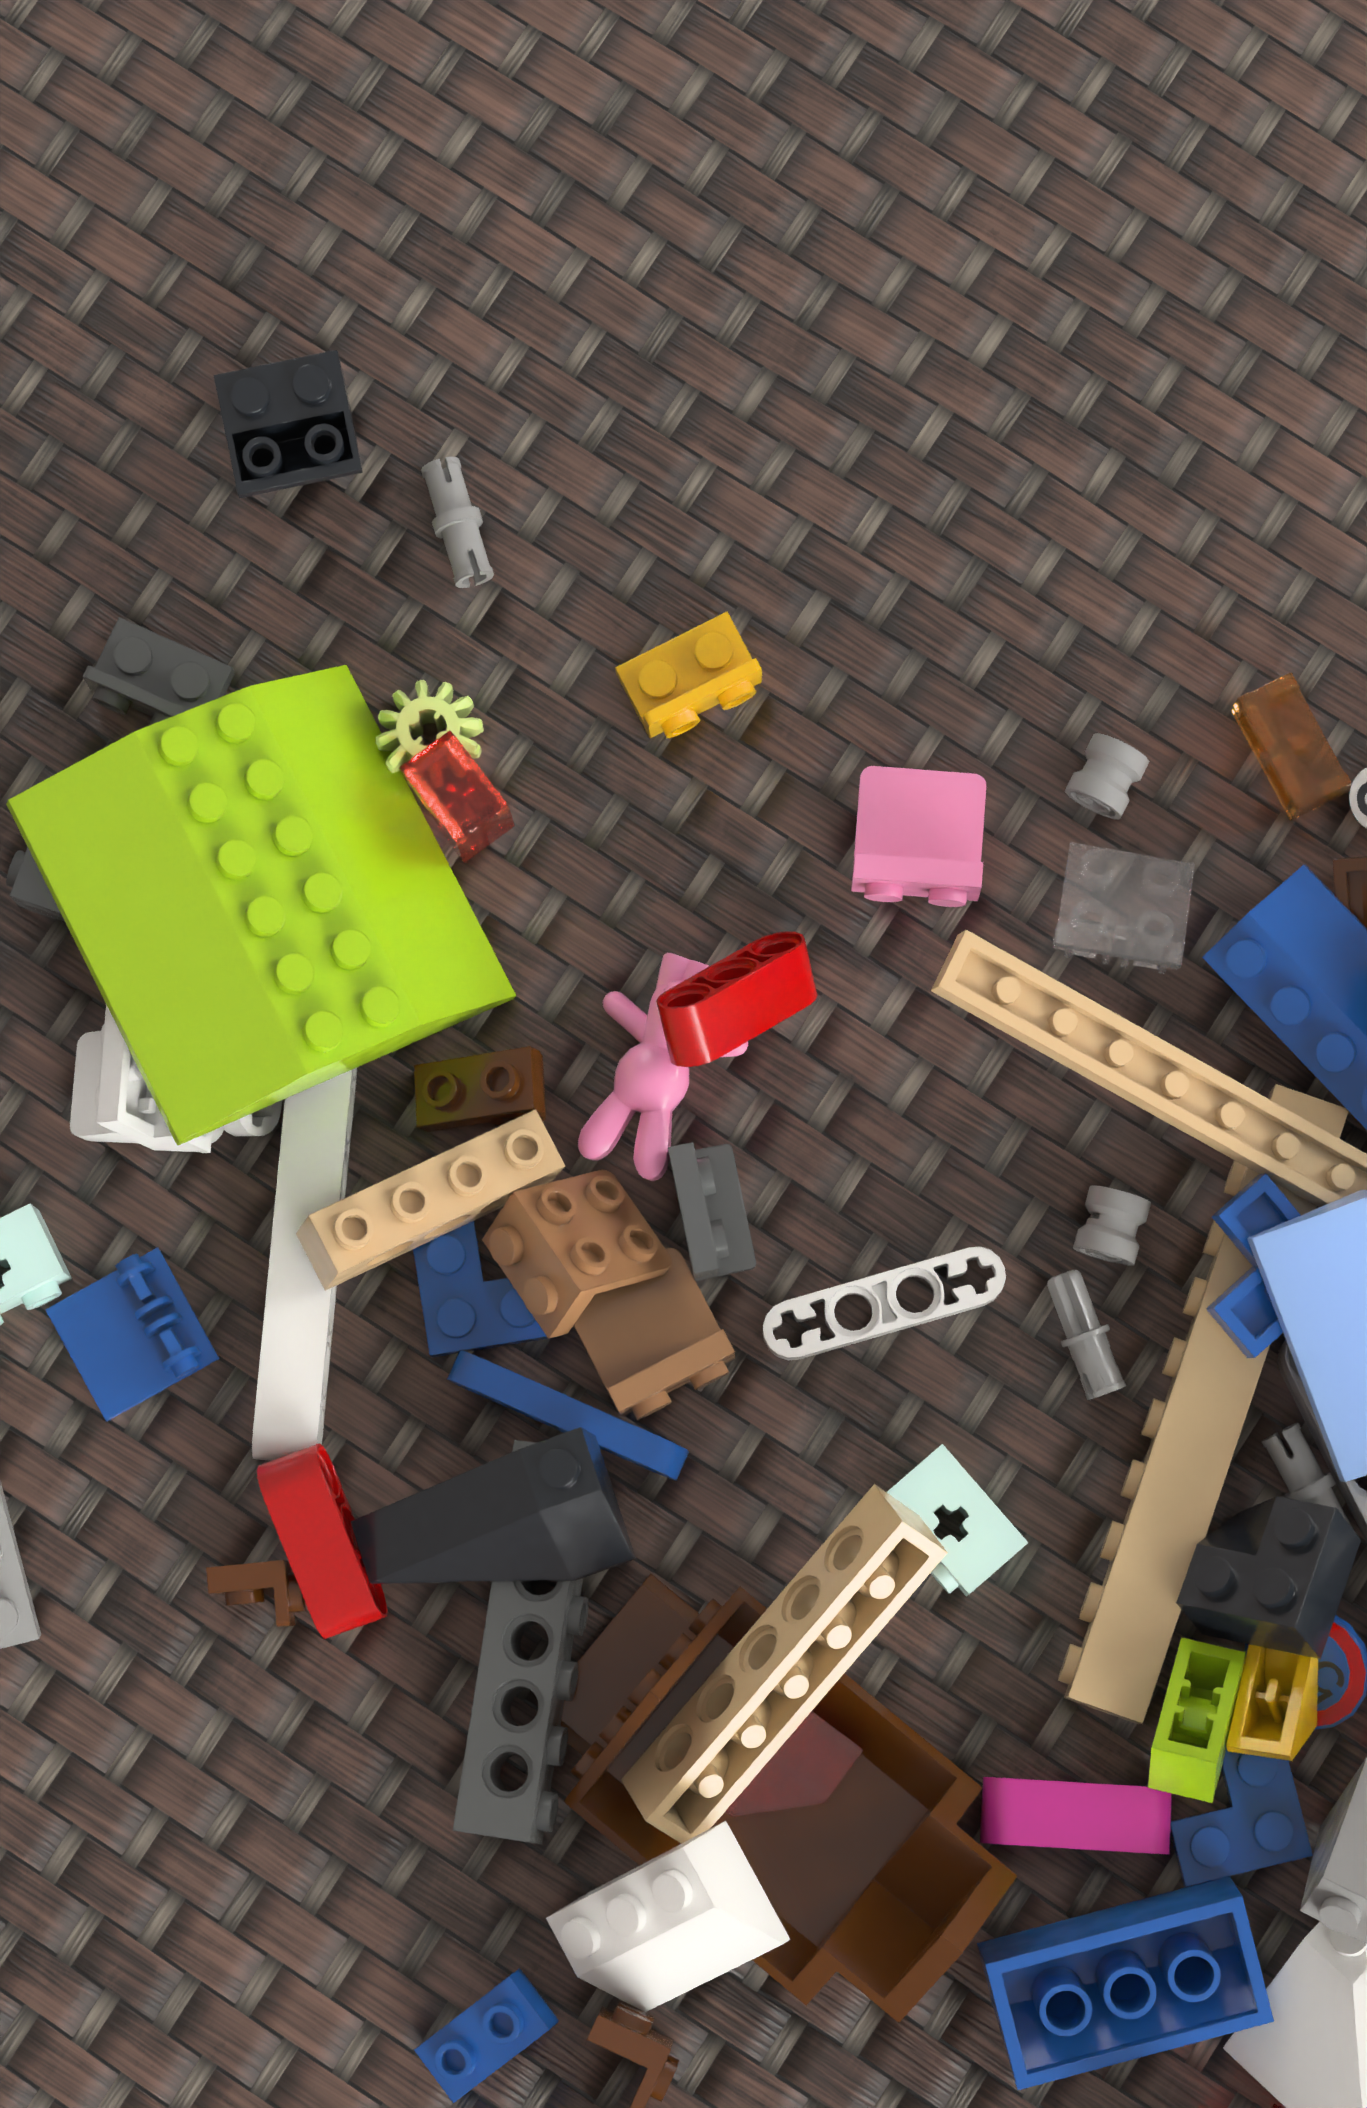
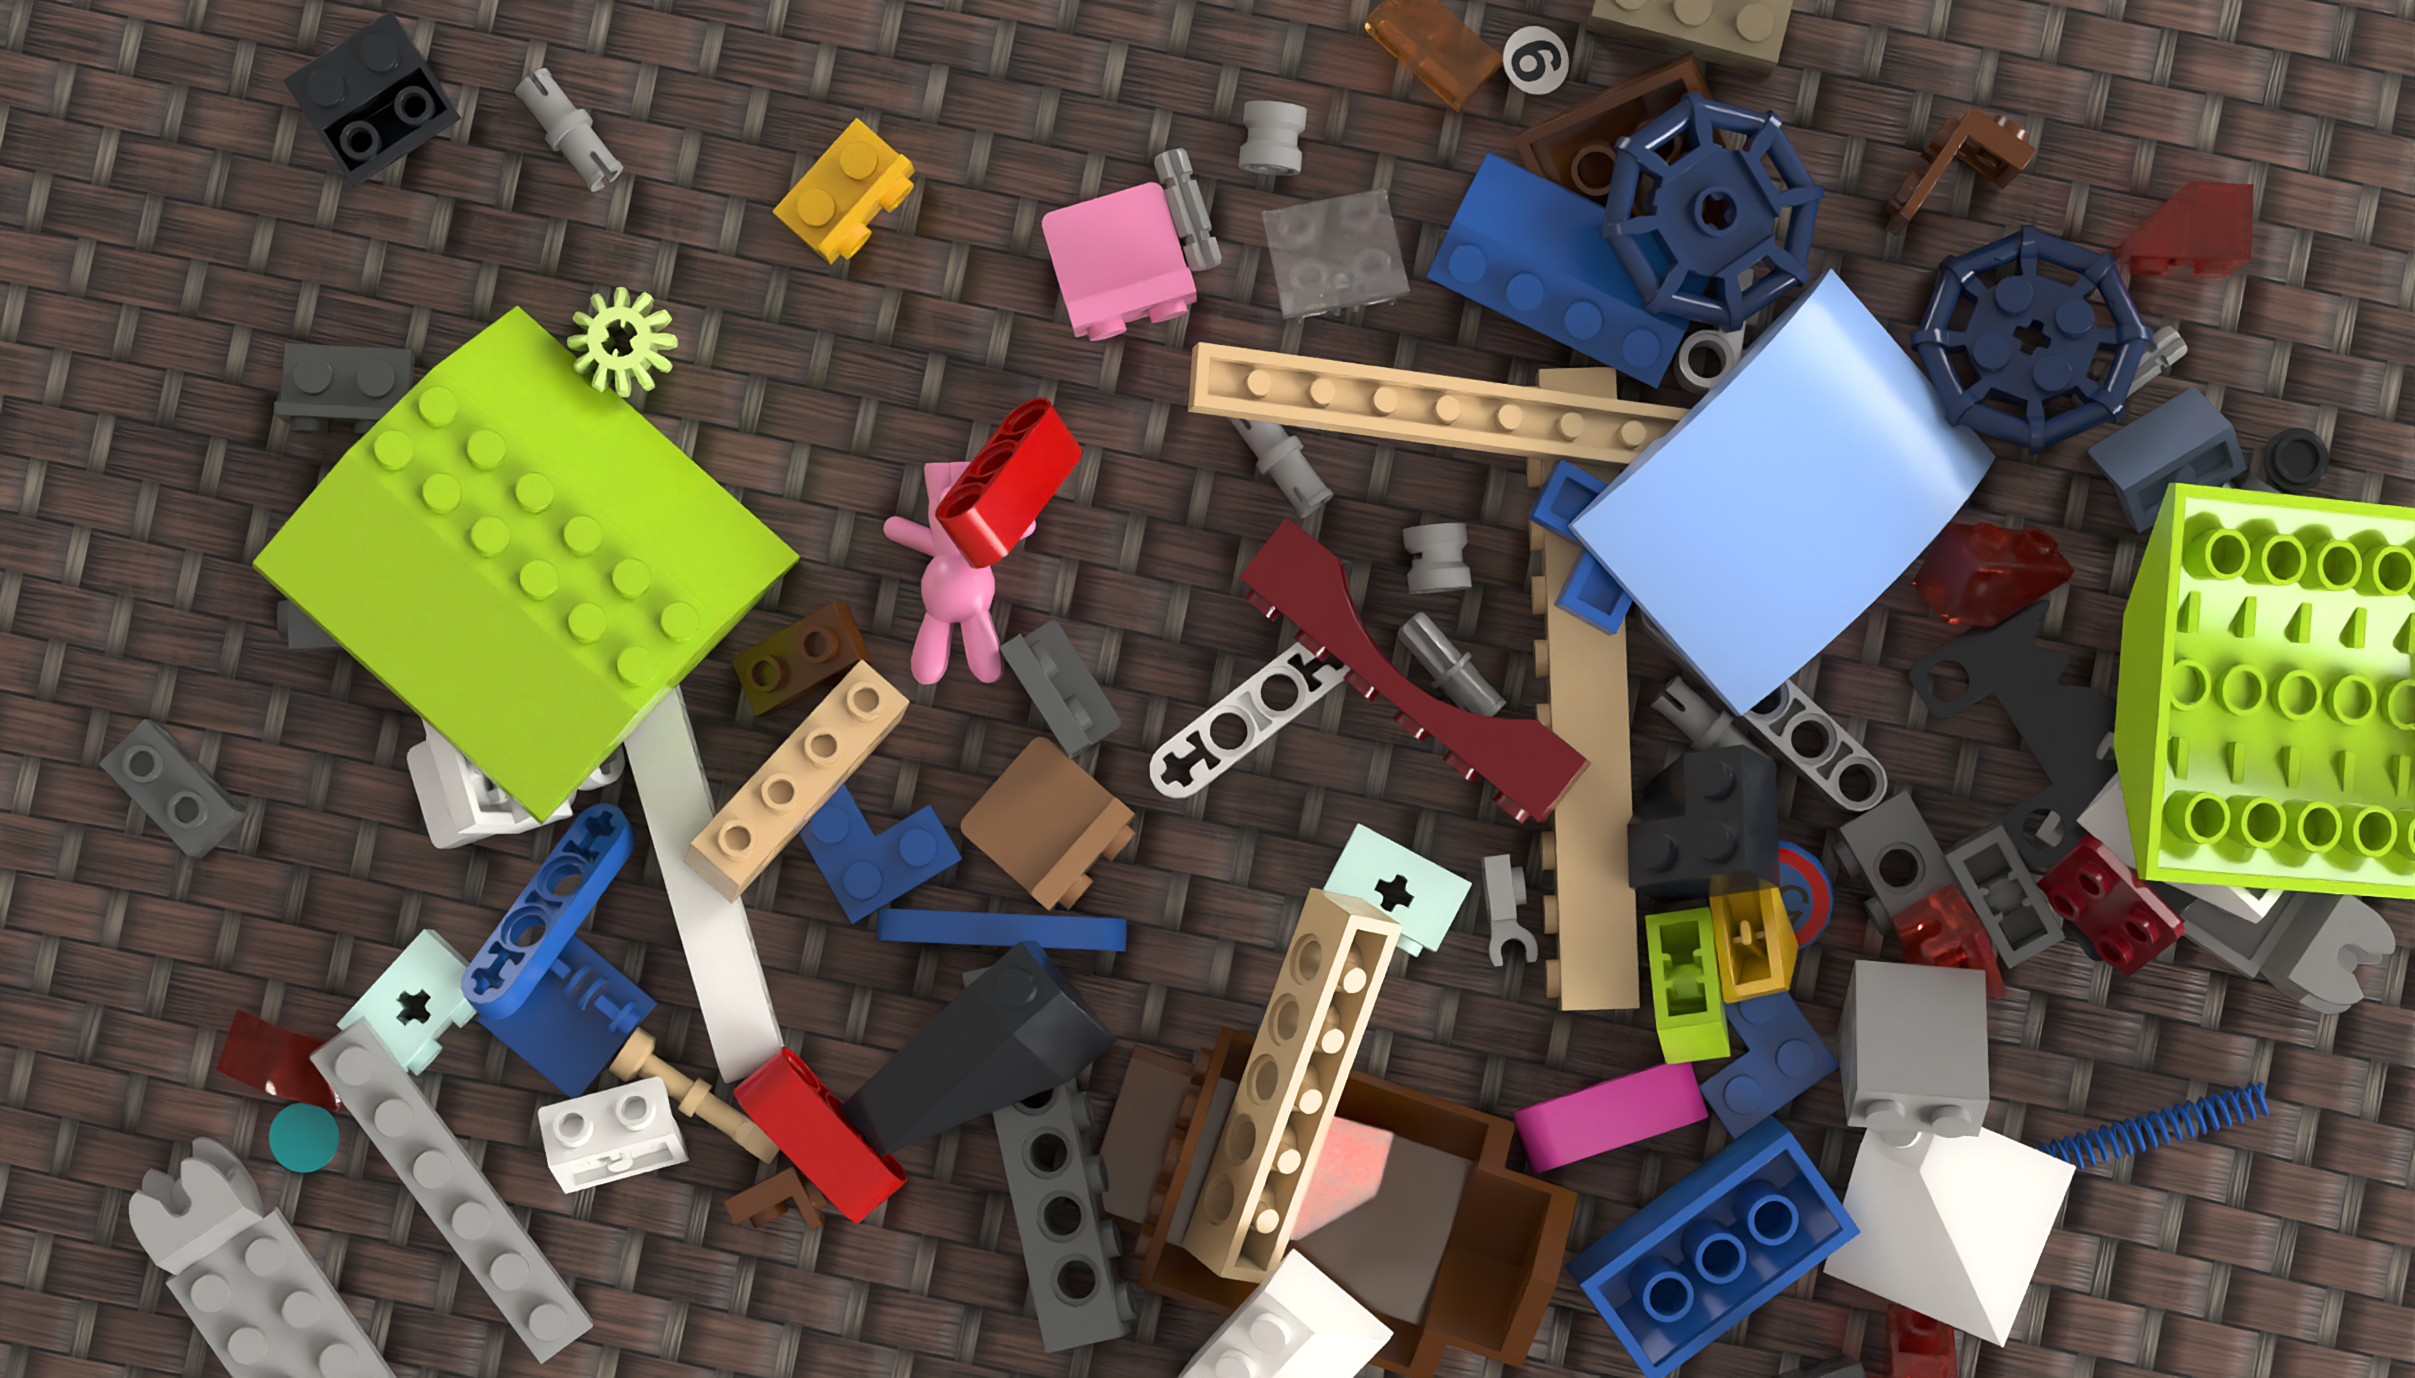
camera: 25 degrees left, 5 degrees up
(127, 1465) = (611, 1135): none -> white bracket
(179, 1403) = (694, 1097): none -> tan piece
(205, 1189) = (540, 907): none -> blue beam
(458, 796) = (672, 391): clear red slope -> none
(572, 1242) = (945, 770): medium nougat bracket -> none
(1001, 1077) = (1284, 462): none -> light grey pin
(1002, 813) = (1187, 210): none -> light grey axle
(1055, 1562) = (1503, 892): none -> light grey plate
(1118, 1437) = (1312, 589): none -> dark red arch

